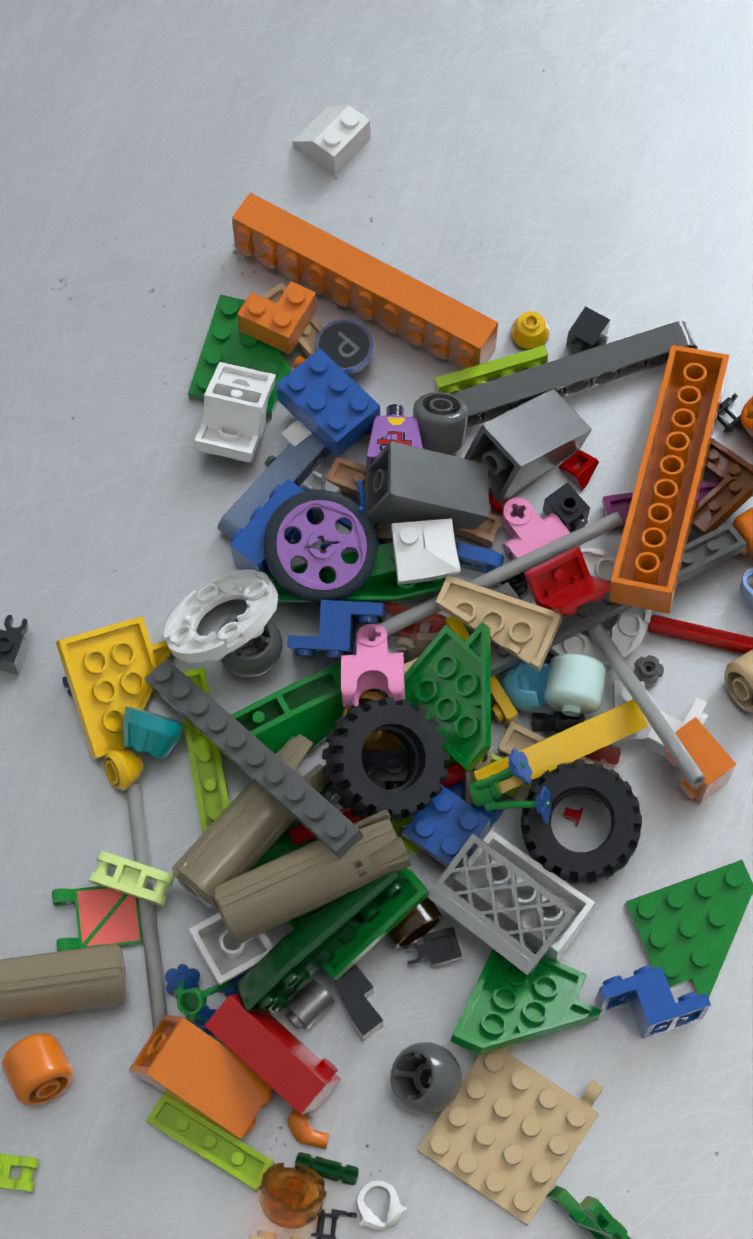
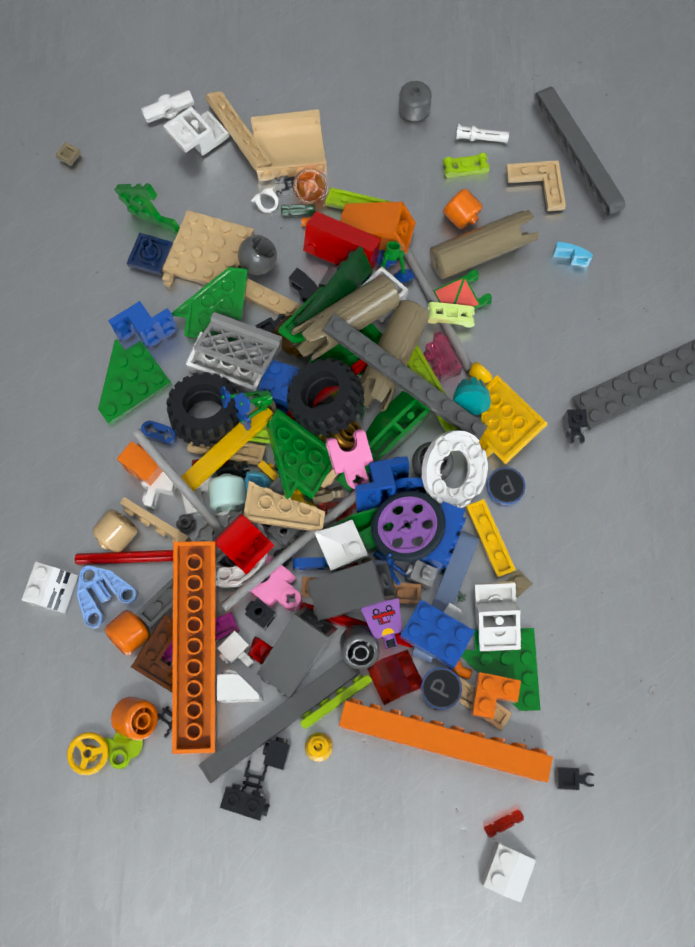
camera: 165 degrees right, 5 degrees up
(149, 592) = (505, 486): none -> black tile
(171, 823) = (449, 364): none -> clear pink brick
(185, 458) = (521, 581): none -> dark tan plate
(201, 524) = (490, 538): none -> yellow plate
(212, 211) = (570, 779): none -> black plate
(296, 621) = (409, 484): none -> blue tile
(317, 187) = (504, 823): none -> clear red axle
(400, 376) = (395, 676): none -> clear red slope
(422, 1005) = (269, 299): none -> tan plate
(614, 1152) = (149, 254): none -> dark blue plate
(615, 473) = (234, 649): none -> white brick
(616, 314) = (261, 778): none -> black piece
(622, 414) = (234, 688): none -> white slope
(645, 287) = (245, 803): none -> black brick
(666, 817) = (157, 436): none -> blue beam
(687, 672) = (149, 519): none -> tan plate

